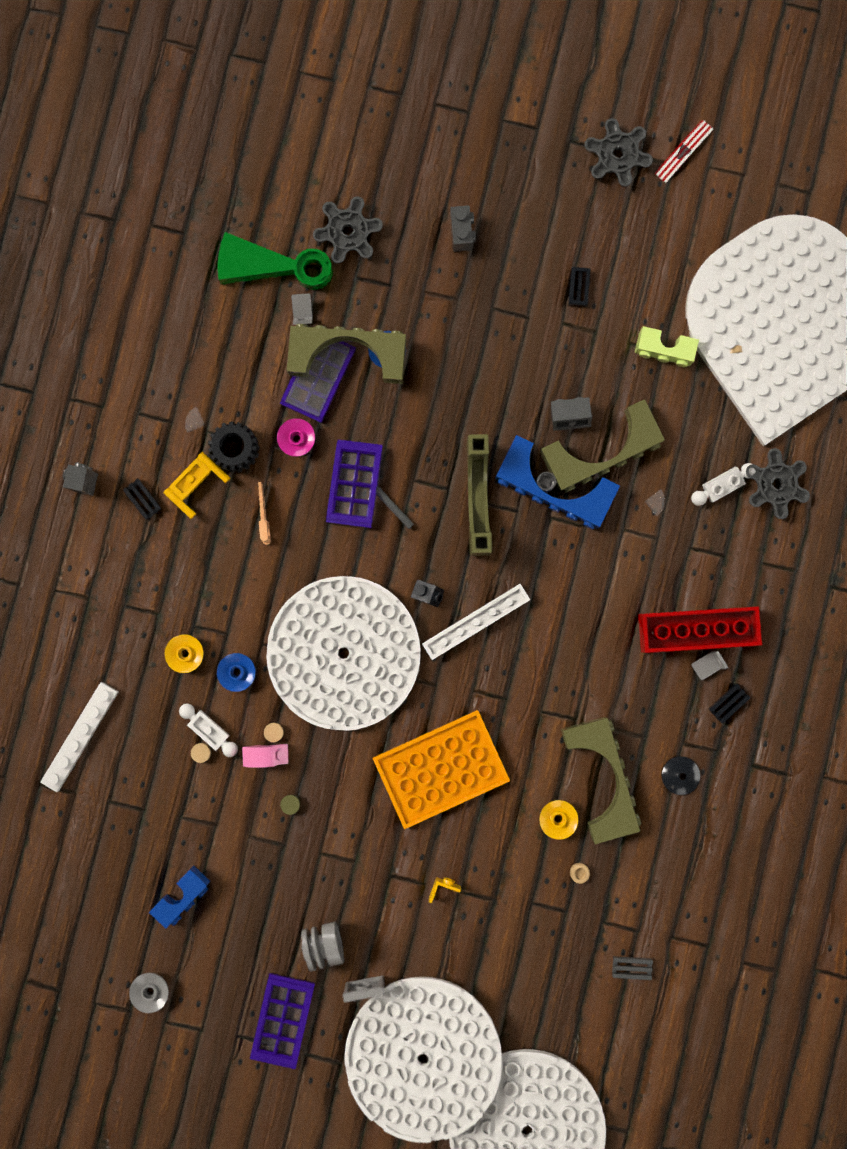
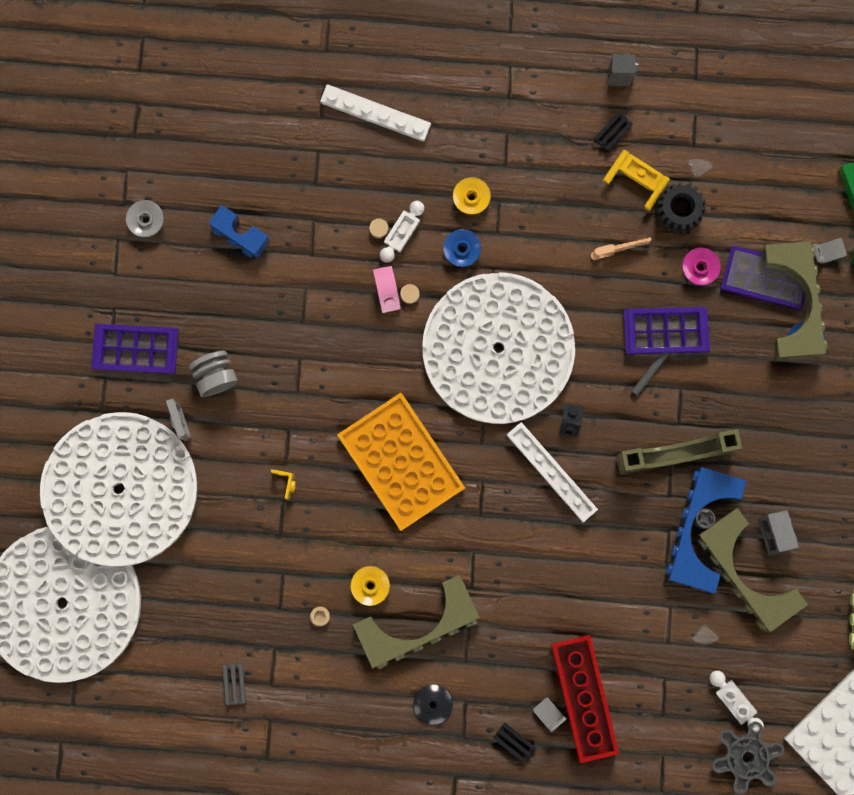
camera: 85 degrees right, 5 degrees down
(290, 804) = (342, 321): olive tile -> none

